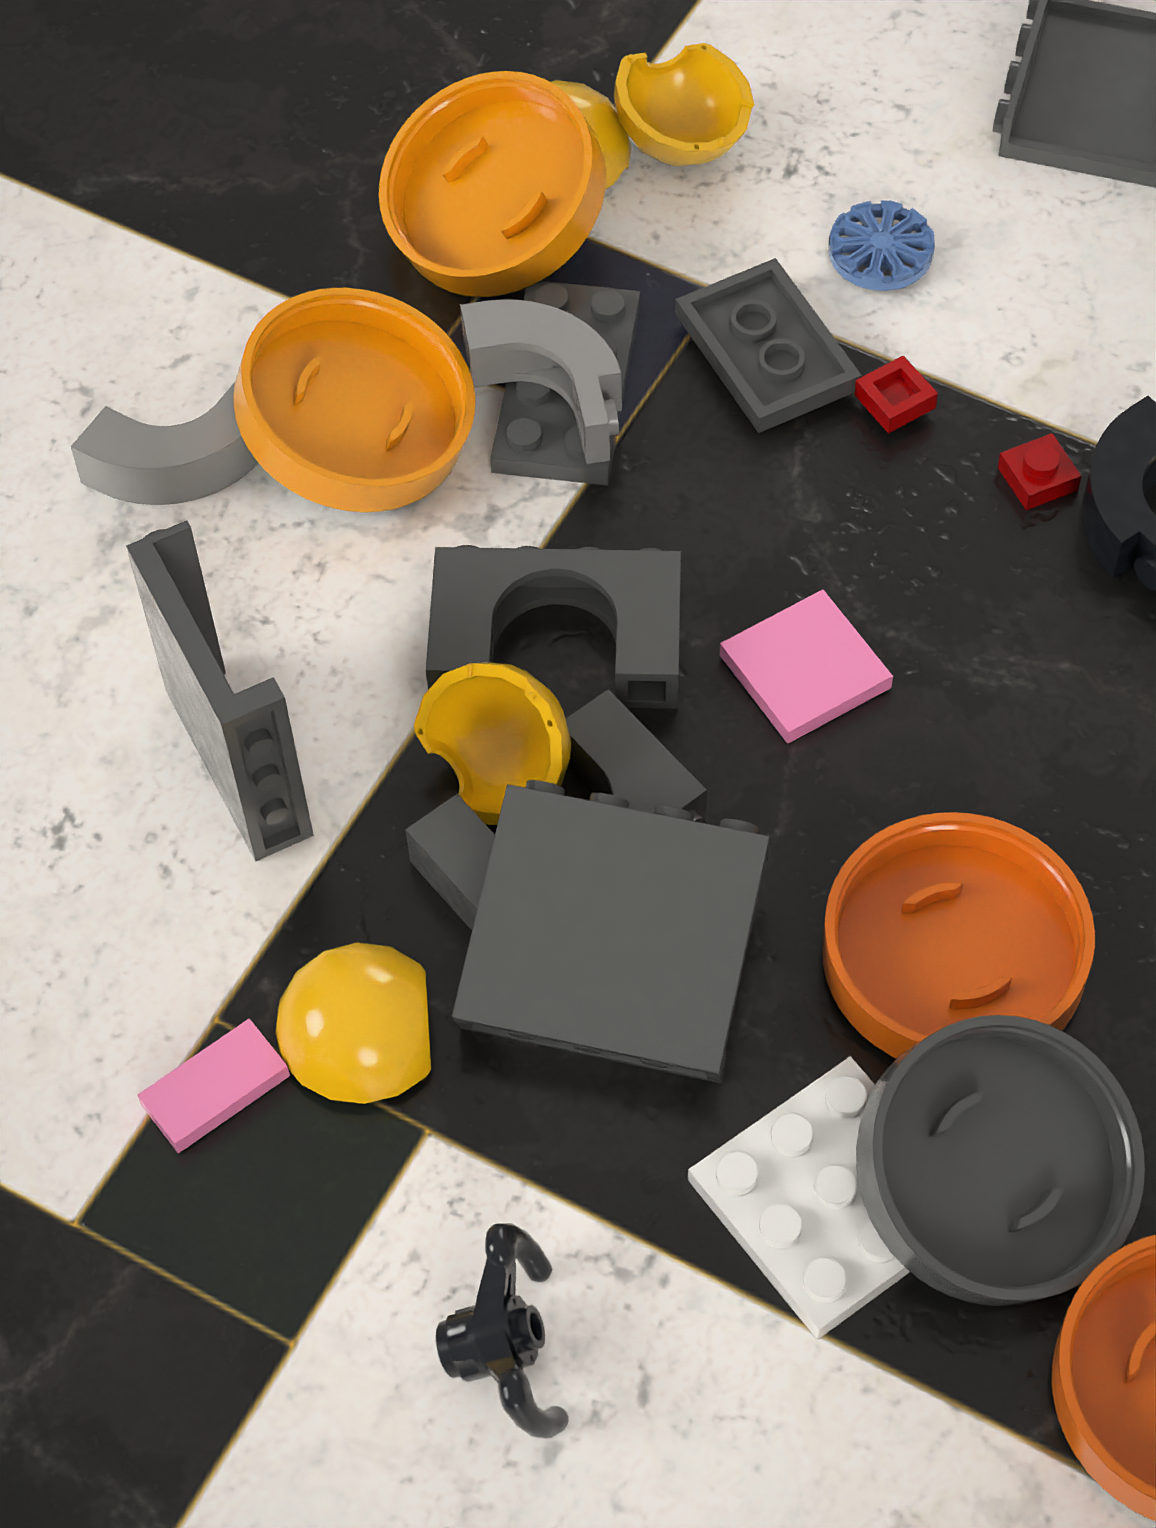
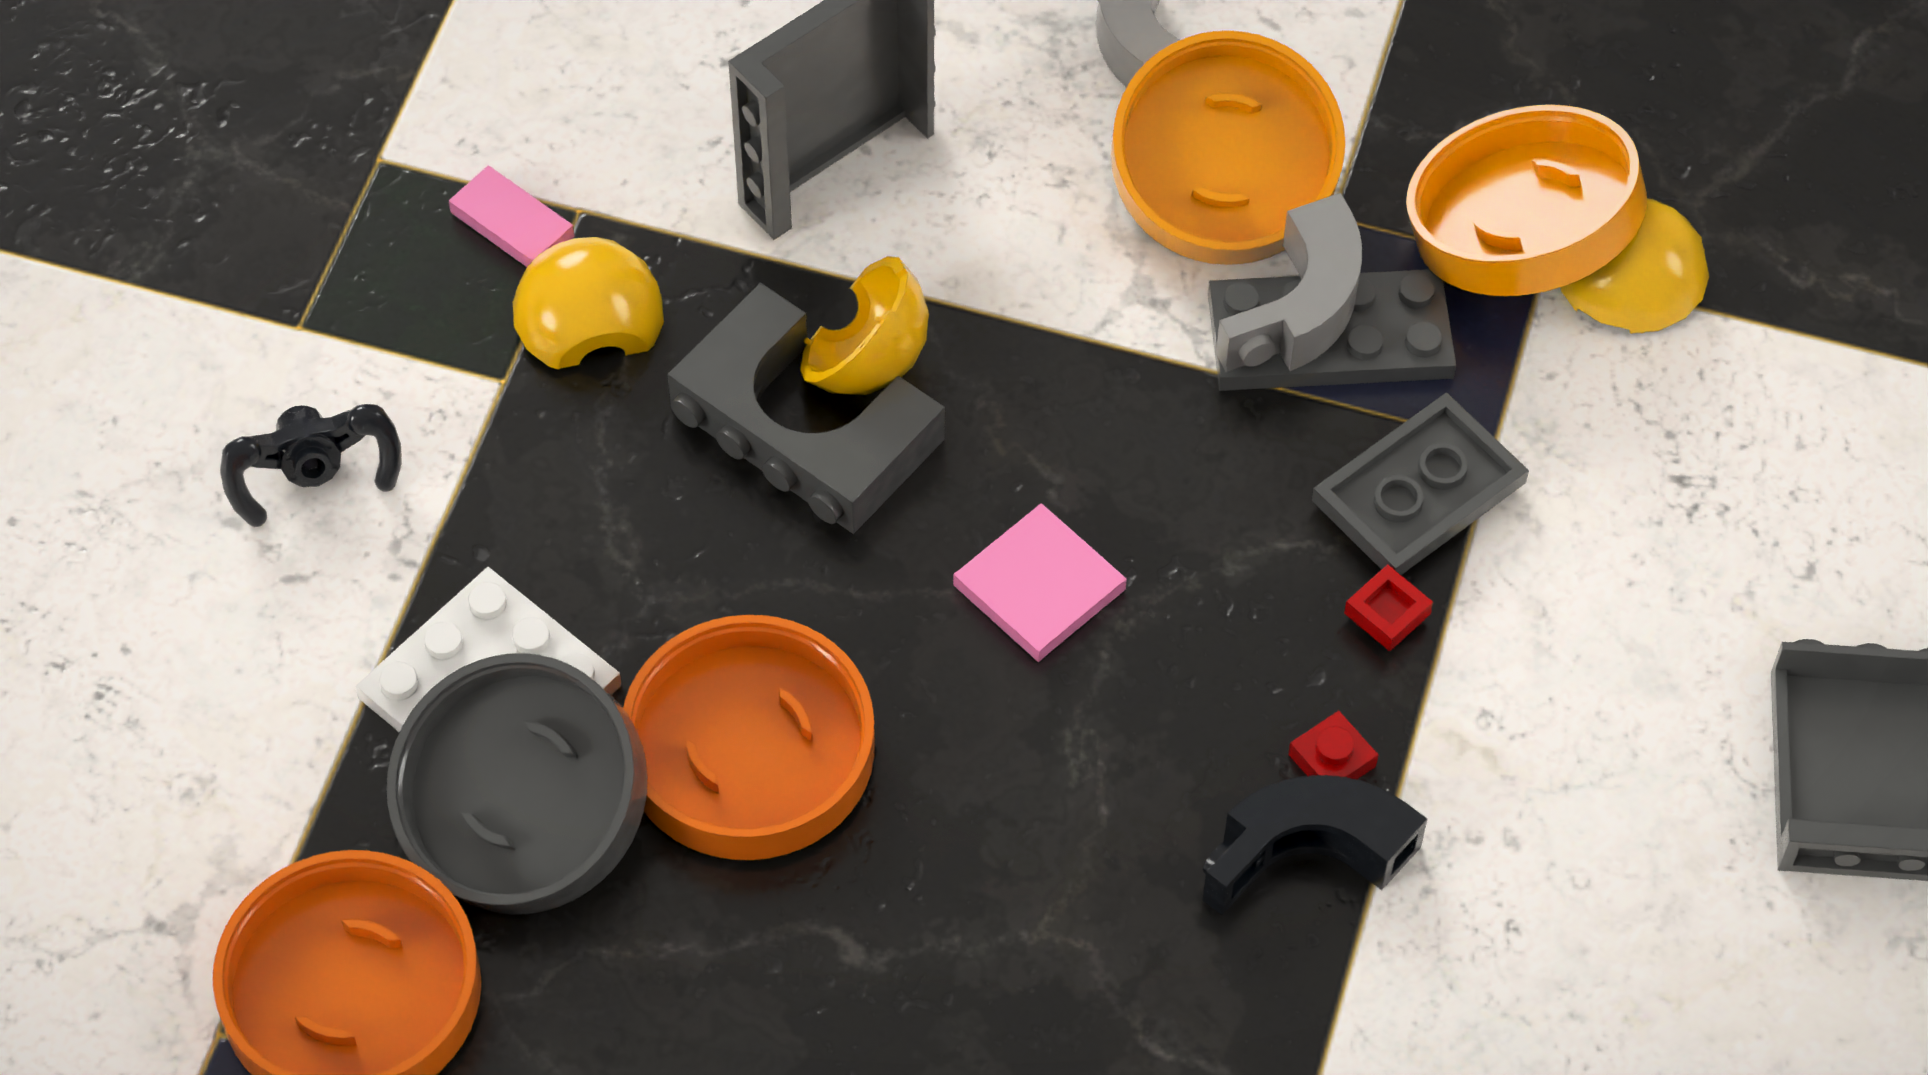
camera: 75 degrees right, 0 degrees up
(612, 930) = (689, 449): dark grey panel -> none
(629, 590) = (1042, 299): dark grey arch -> none
(685, 106) = (1696, 343): yellow cylinder -> none
(881, 245) = (1592, 571): medium blue wheel -> none

